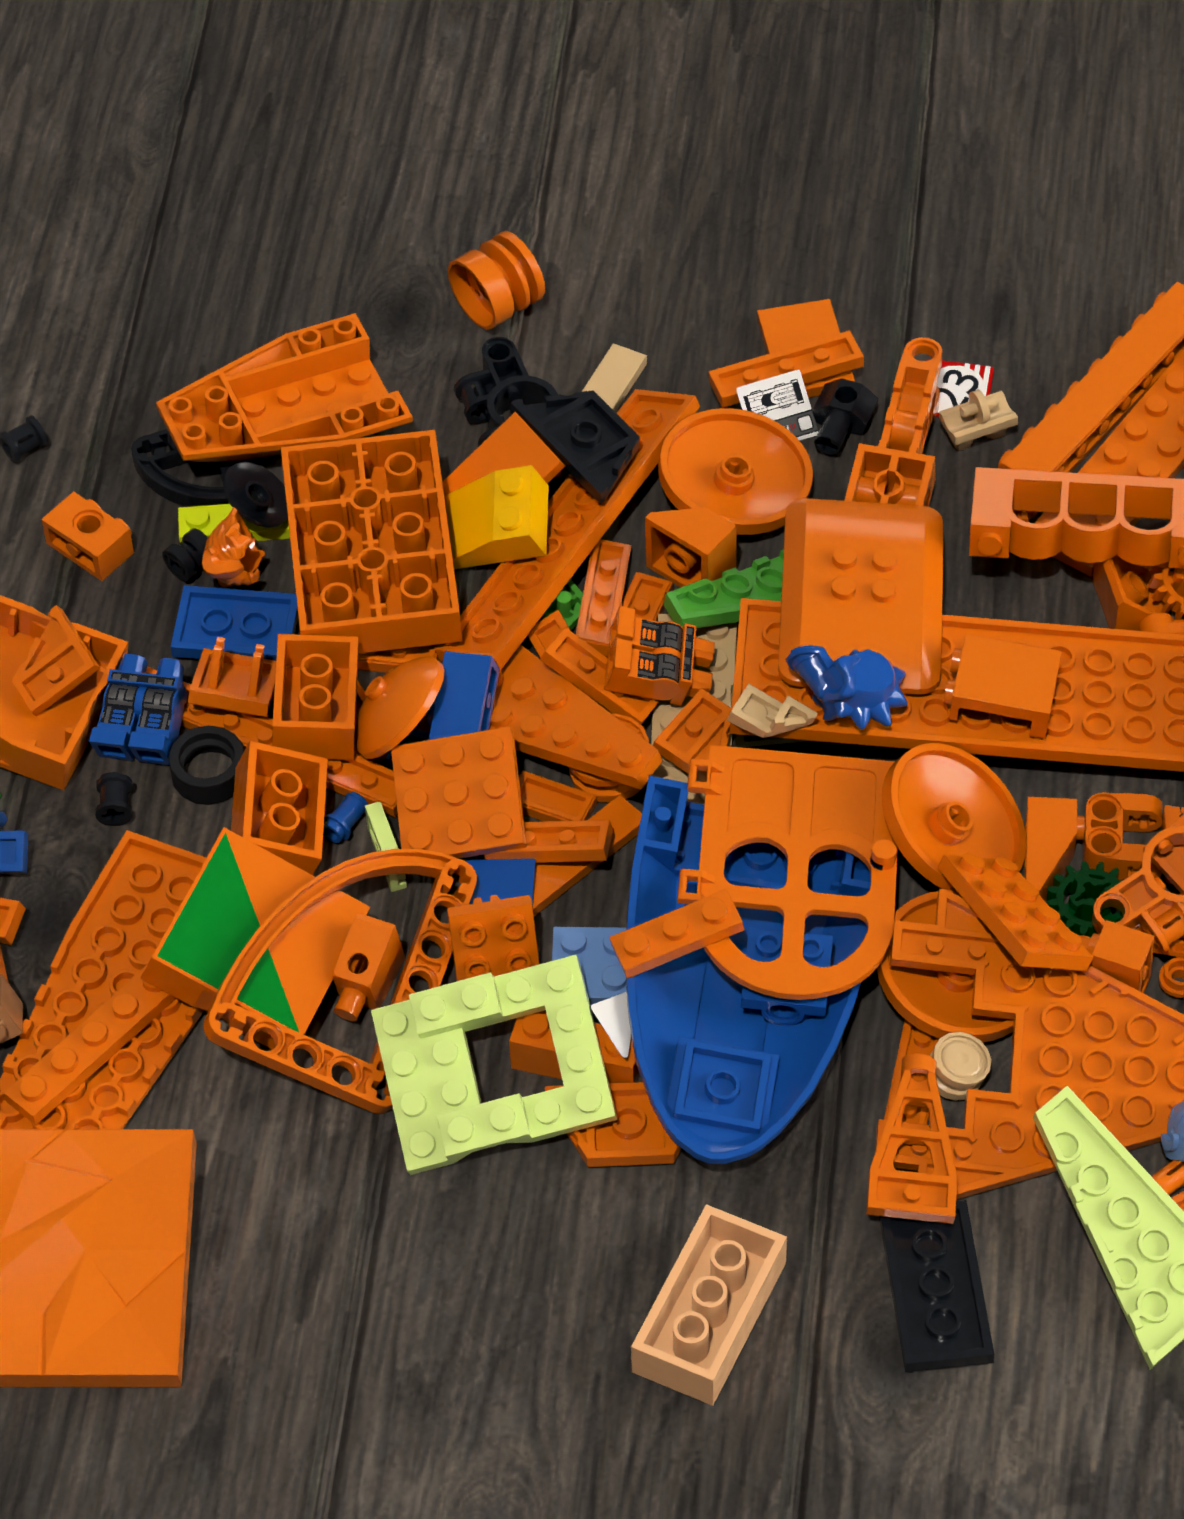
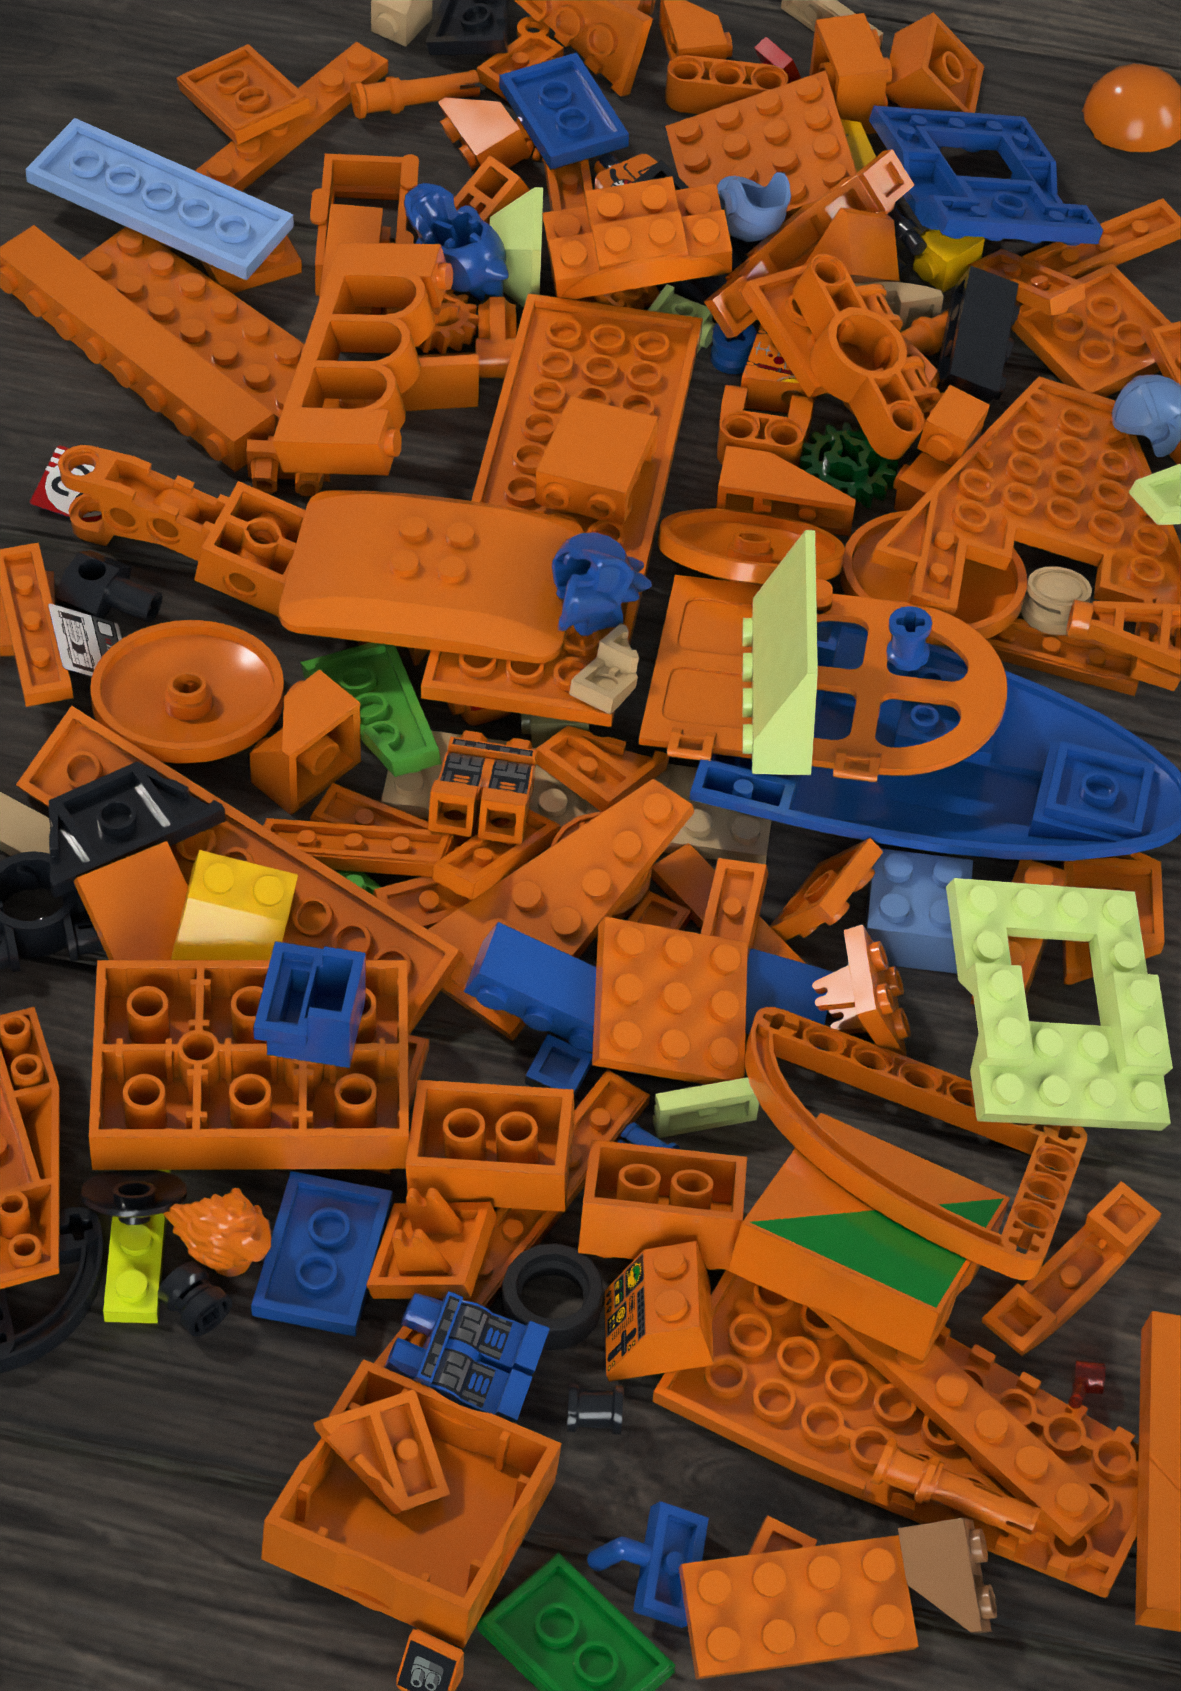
camera: 90 degrees left, 0 degrees up
(46, 998) = (929, 1480): none -> orange pin
(88, 535) = (126, 1449): orange brick -> none
(162, 1114) = (1088, 1379): none -> clear red hand
(182, 825) = (659, 1314): none -> orange slope
(249, 1101) = (1074, 1272): none -> orange slope
(366, 965) = (905, 1120): orange torso -> none
(389, 544) = (312, 1003): none -> blue plate
(396, 705) = (547, 1021): orange dish -> none
(582, 900) = (826, 890): none -> orange plate
(614, 1019) = (1014, 870): white sticker -> none
(676, 933) = (926, 784): orange plate -> none
(766, 813) = (782, 666): none -> yellowish green slope
(840, 907) = (909, 630): none -> blue bush
(978, 417) = (150, 445): tan hips -> none
(1015, 912) = (903, 496): orange plate -> none

